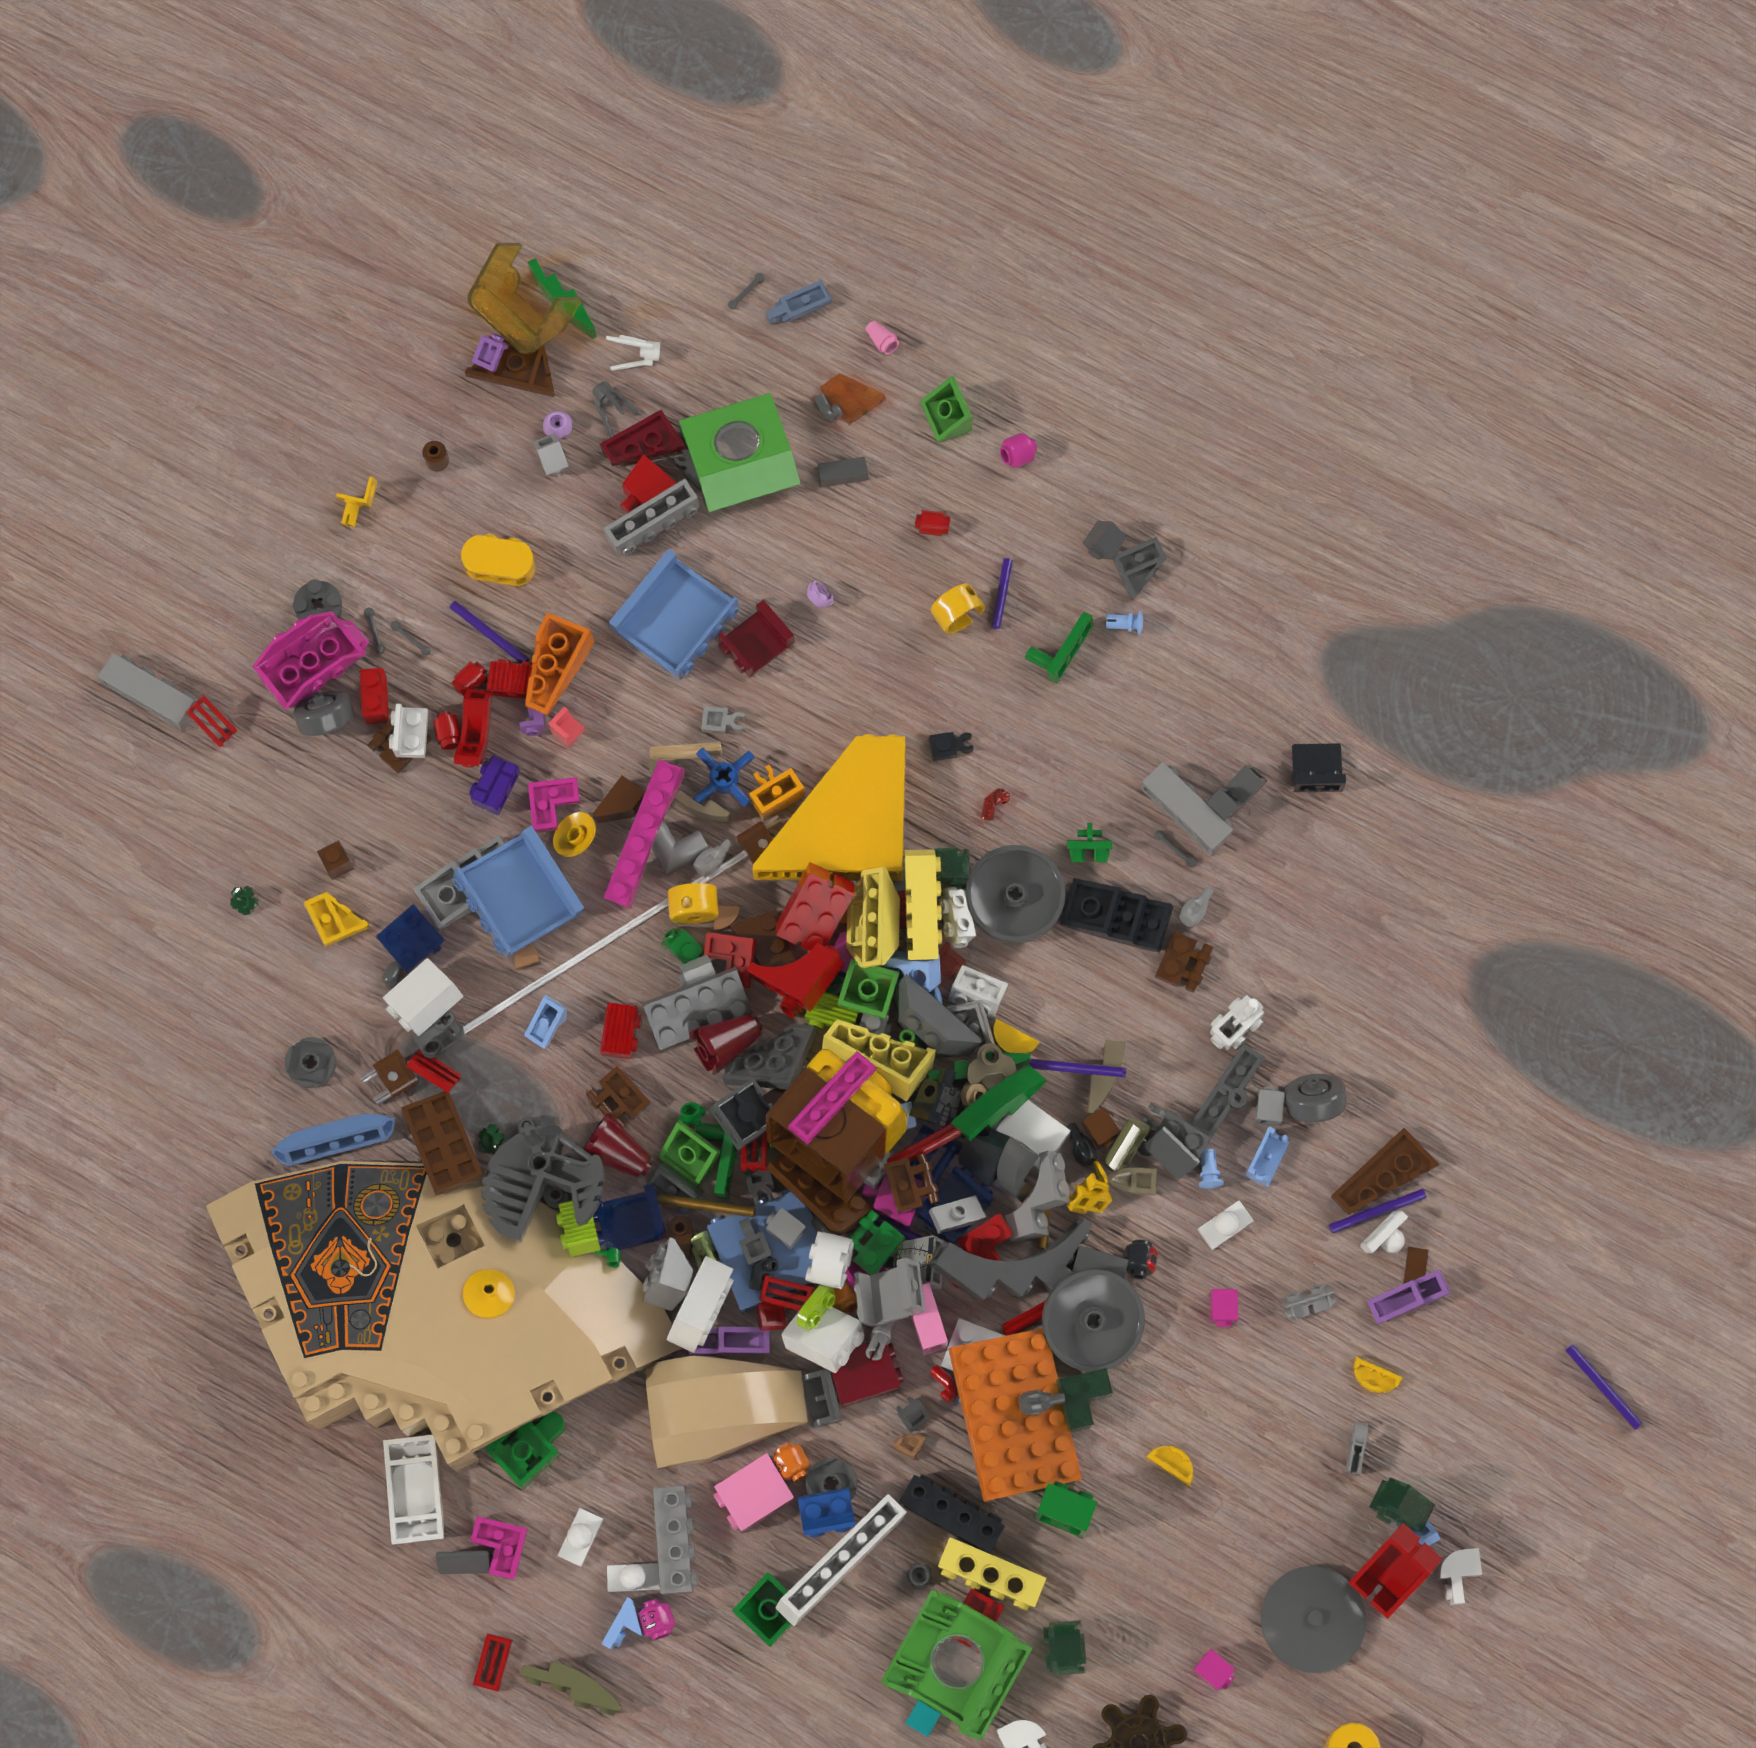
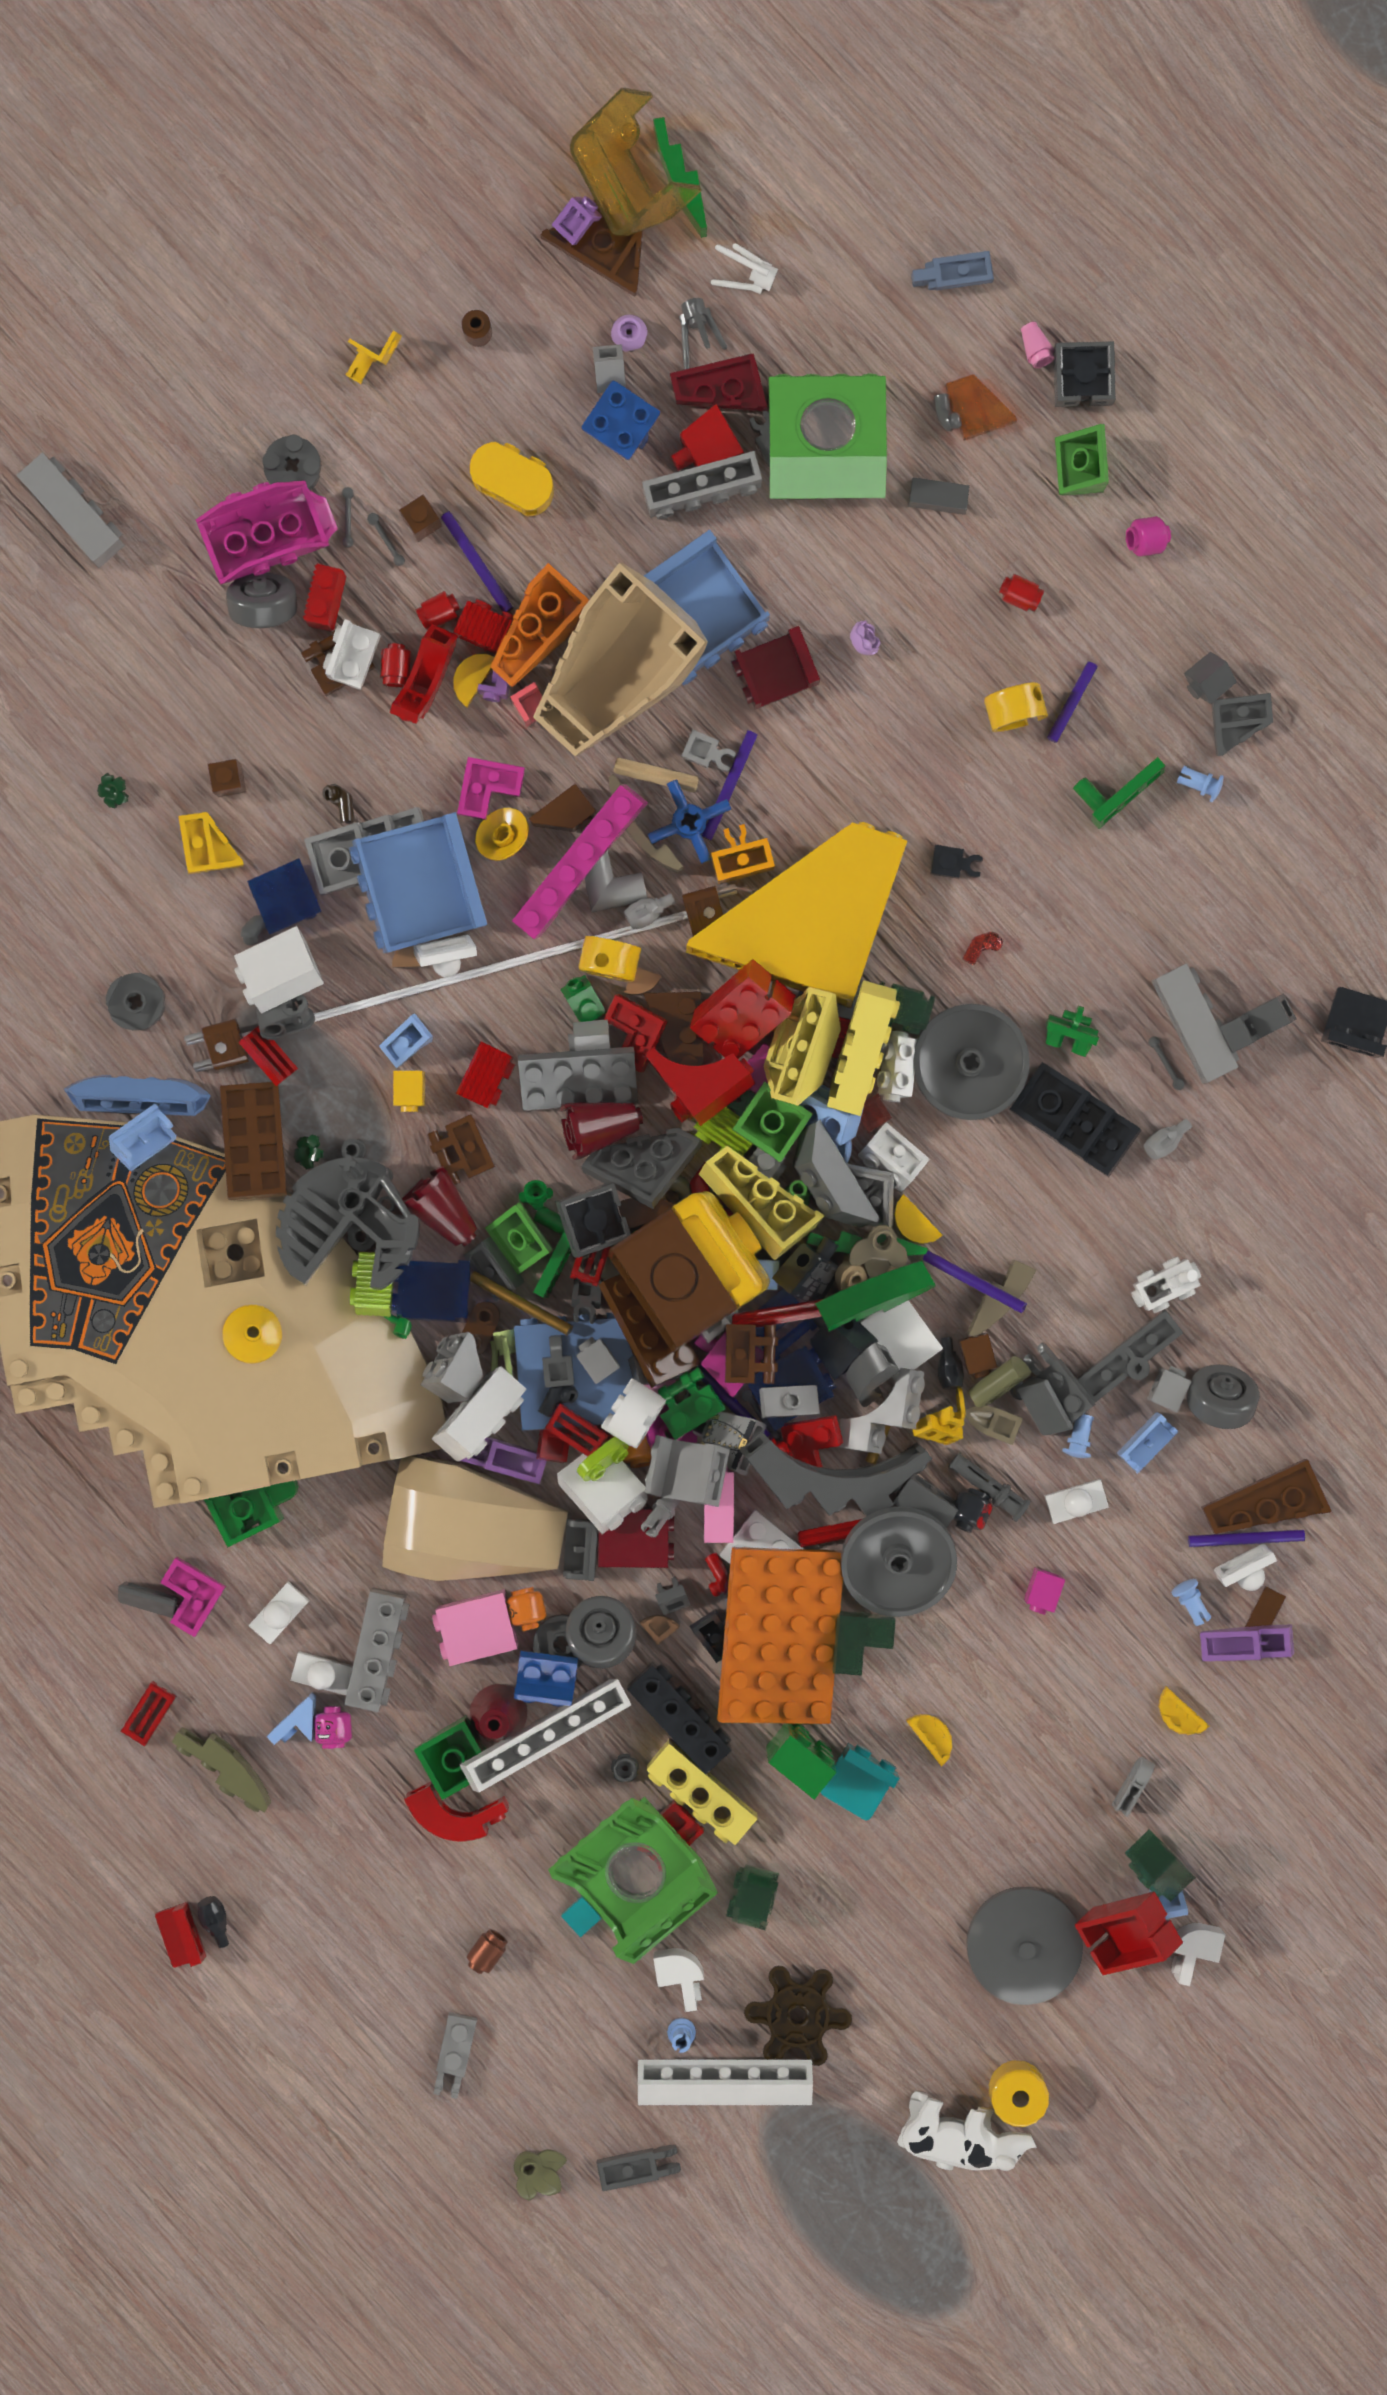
camera: 15 degrees right, 15 degrees up
(225, 735) = (144, 590): red tile -> none
(347, 1168) = (142, 1137): none -> light blue hinge
(413, 1489) = (115, 1510): white slope -> none
(433, 611) = (420, 518): none -> reddish brown brick
(433, 849) = (342, 800): none -> dark brown arm
(494, 785) = (429, 746): dark purple brick -> none
(509, 721) = (470, 674): none -> yellow tile
(557, 944) = (445, 954): none -> white tile
(560, 1062) = (408, 1090): none -> yellow brick
(572, 489) = (621, 420): none -> blue bracket
(627, 667) = (619, 660): none -> tan windscreen
(748, 738) = (731, 781): none -> dark purple bar
(759, 278) = (917, 224): dark grey hinge -> none
(781, 1672) = (449, 1823): none -> red arch
(787, 1573) = (497, 1713): none -> dark red cone
(832, 1097) = (689, 1255): dark pink tile -> none
(861, 1460) = (601, 1632): none -> dark grey wheel
(926, 346) = (1084, 373): none -> piece
(954, 1430) = (710, 1633): none -> black slope
(1038, 1401) = (810, 1635): dark grey piece -> none
(1123, 1520) = (860, 1781): none -> teal bracket
(1159, 1238) = (1000, 1494): none -> dark grey pin
(1176, 959) = (1125, 1189): reddish brown plate -> none
(1214, 1670) = (902, 1967): dark pink brick -> none
(1298, 1302) = (1150, 1611): light grey hinge -> none
(1350, 1276) = (1191, 1599): none -> light blue pin

